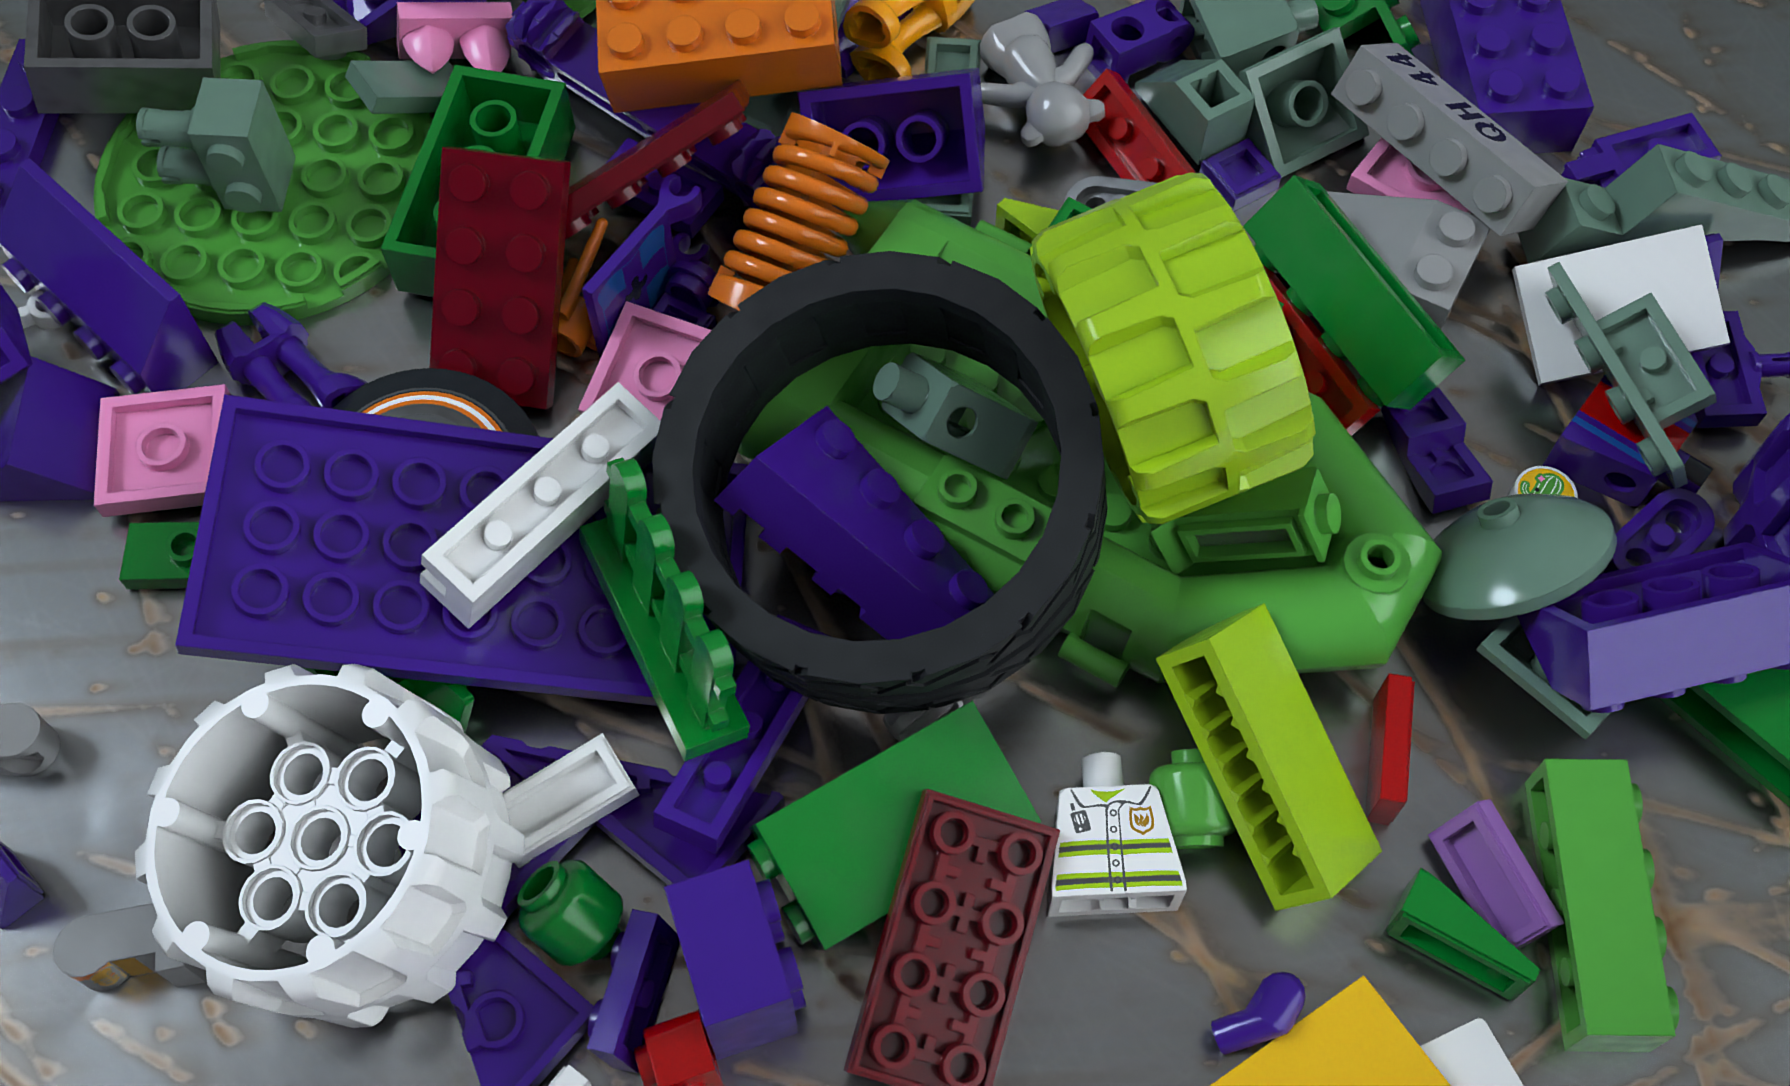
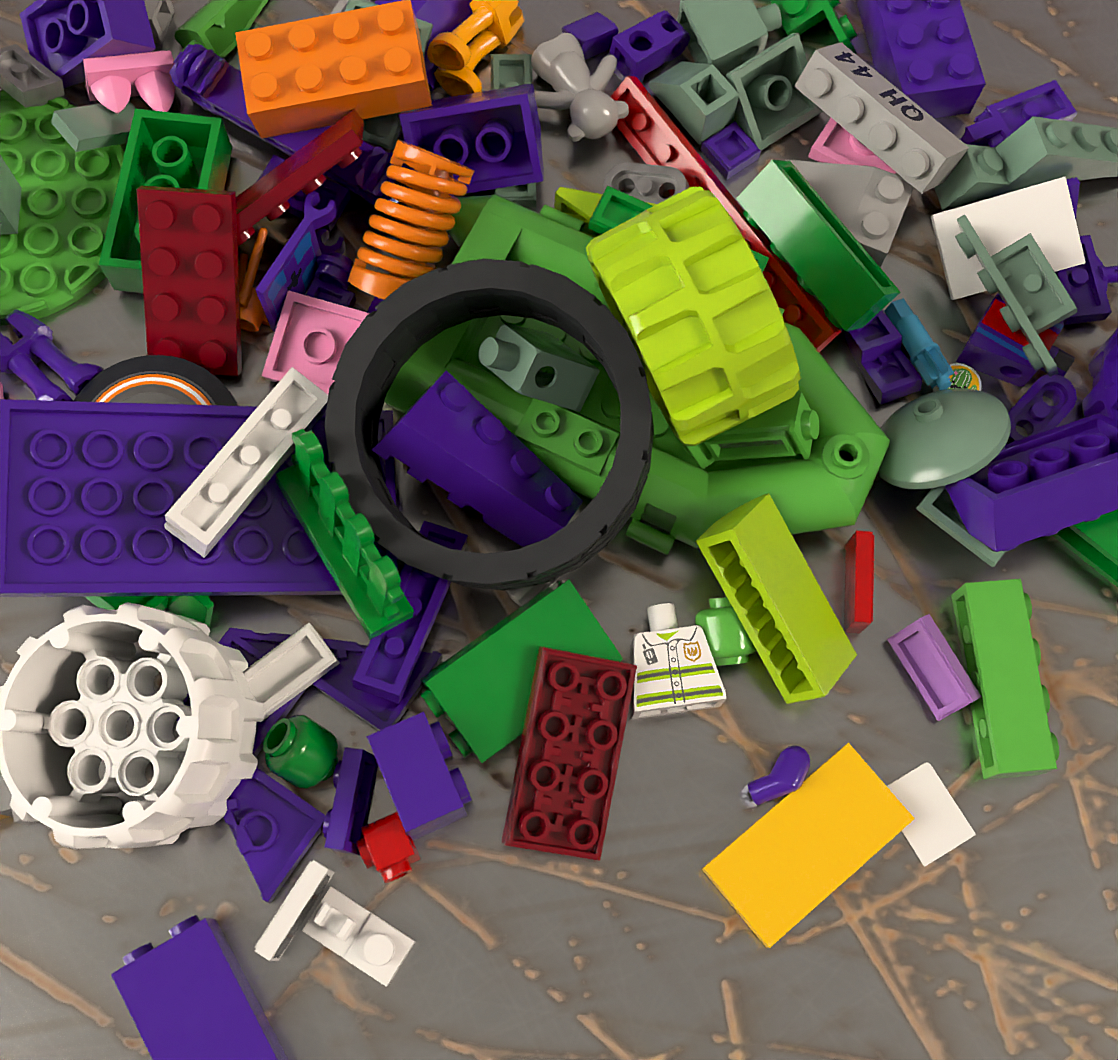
camera: 10 degrees left, 10 degrees up
(1453, 934) = (906, 708): green slope -> none
(1495, 444) = (923, 351): none -> dark azure piece

